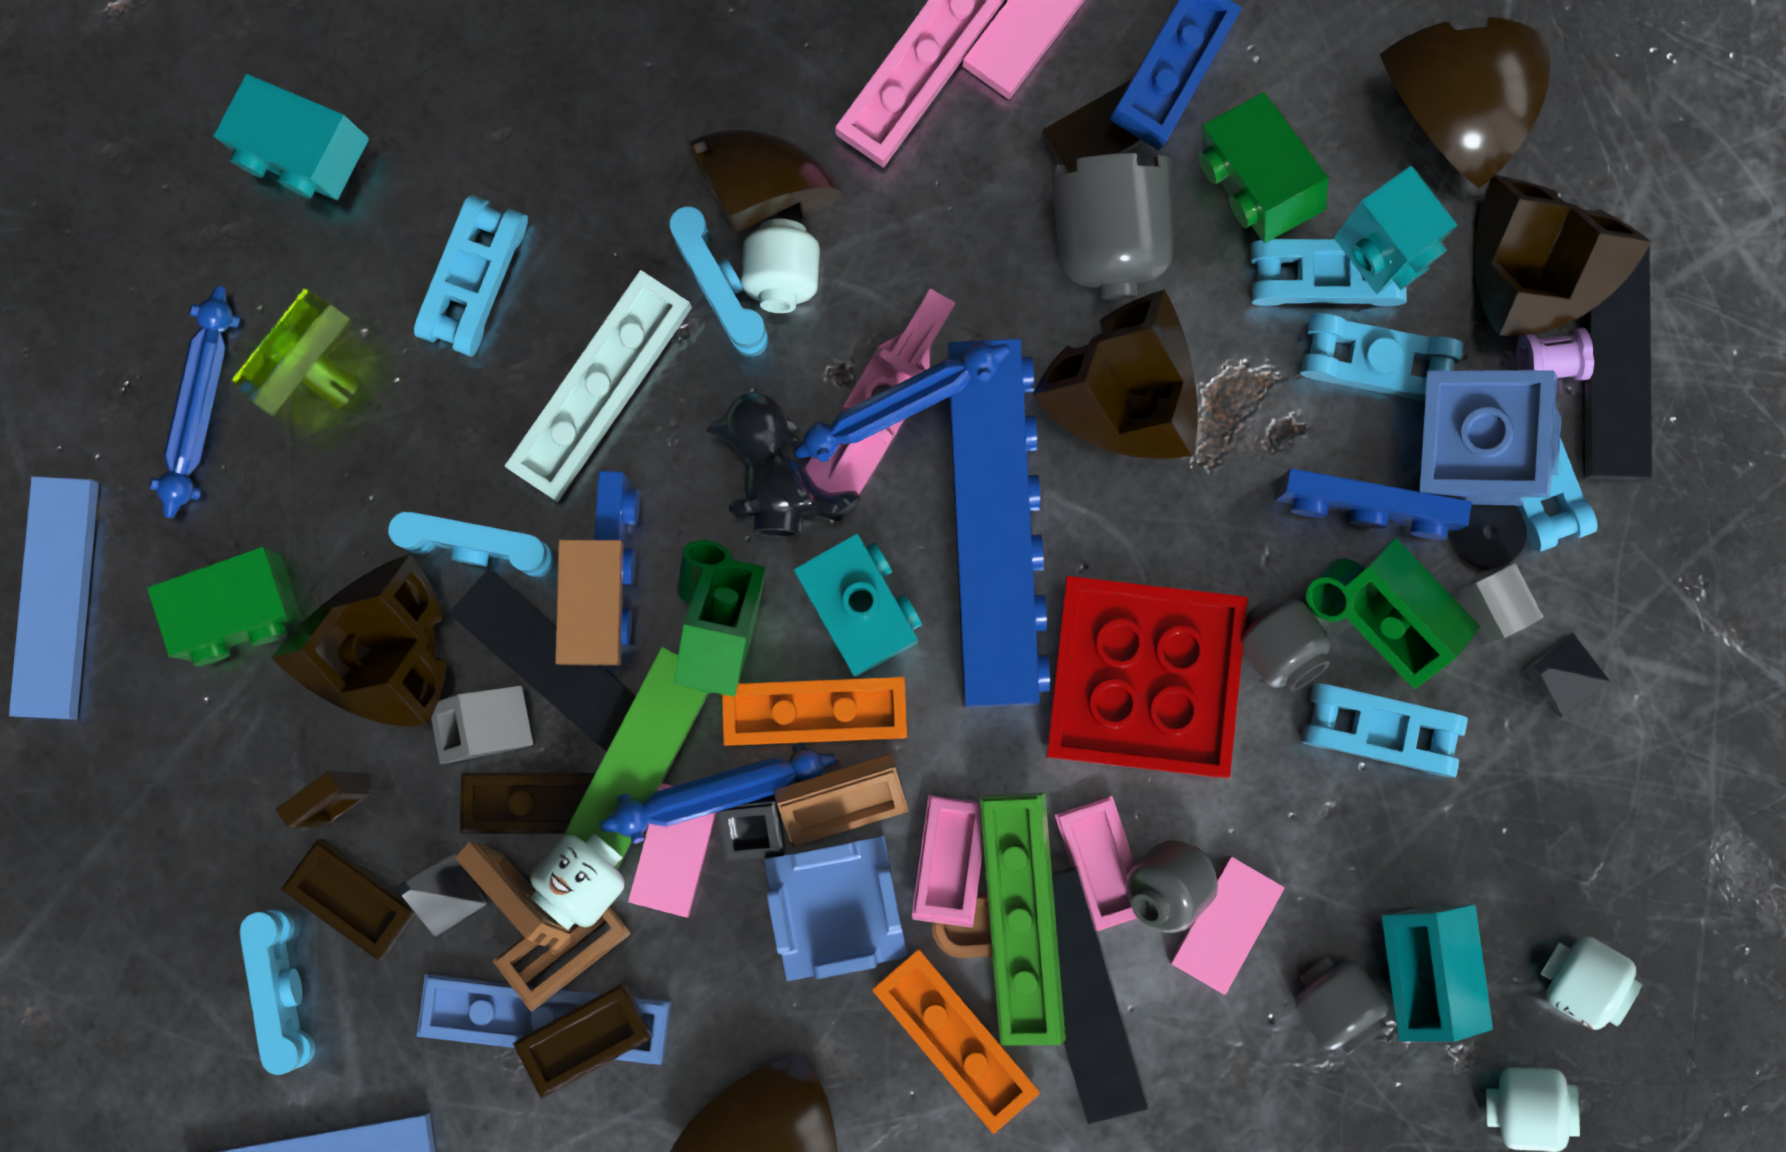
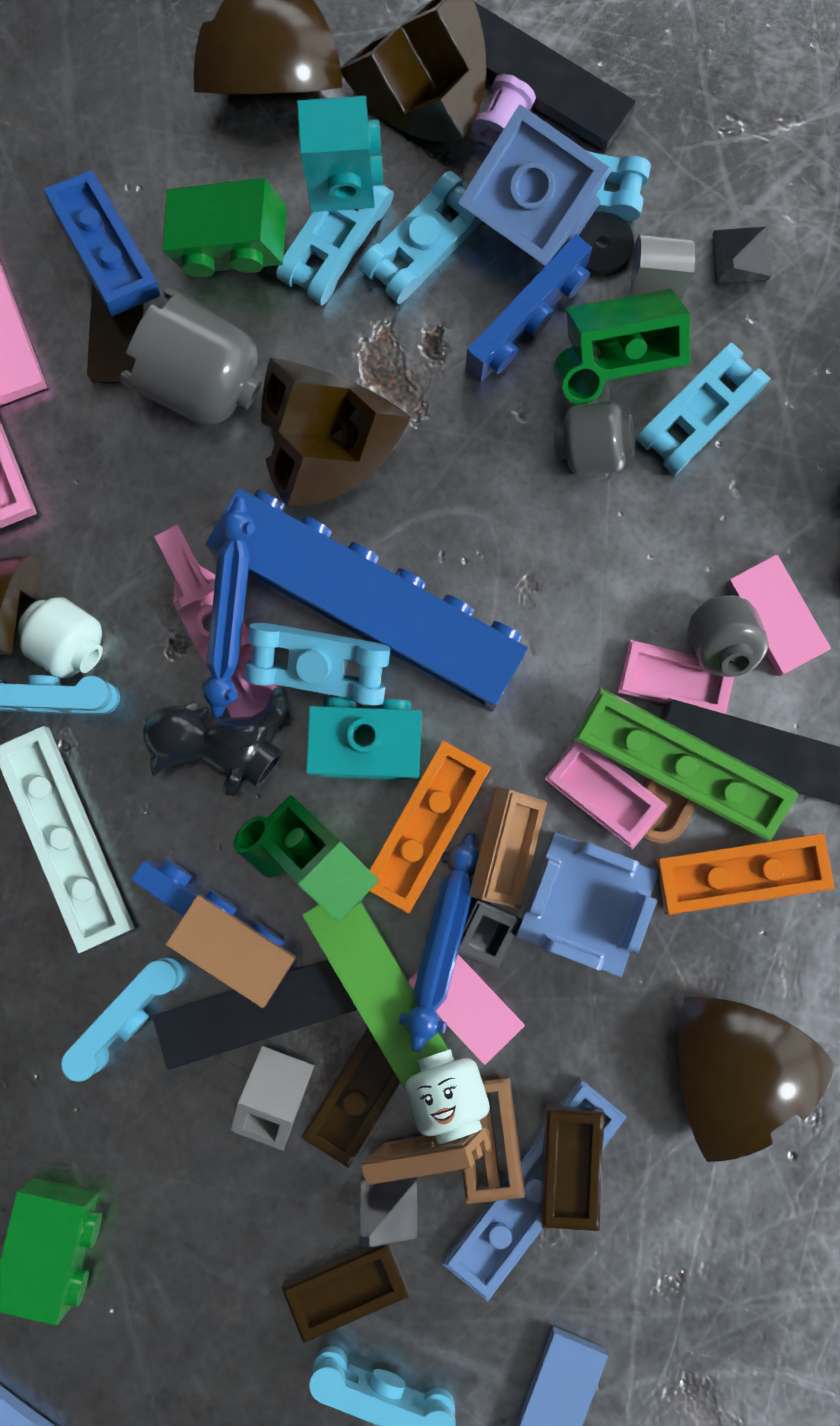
camera: 60 degrees left, 0 degrees up
(324, 800) = (254, 1266): dark brown tile -> none
(373, 647) = (156, 1148): dark brown brick -> none
(903, 515) = (317, 662): none -> medium azure plate
(1147, 677) = (556, 557): red plate -> none

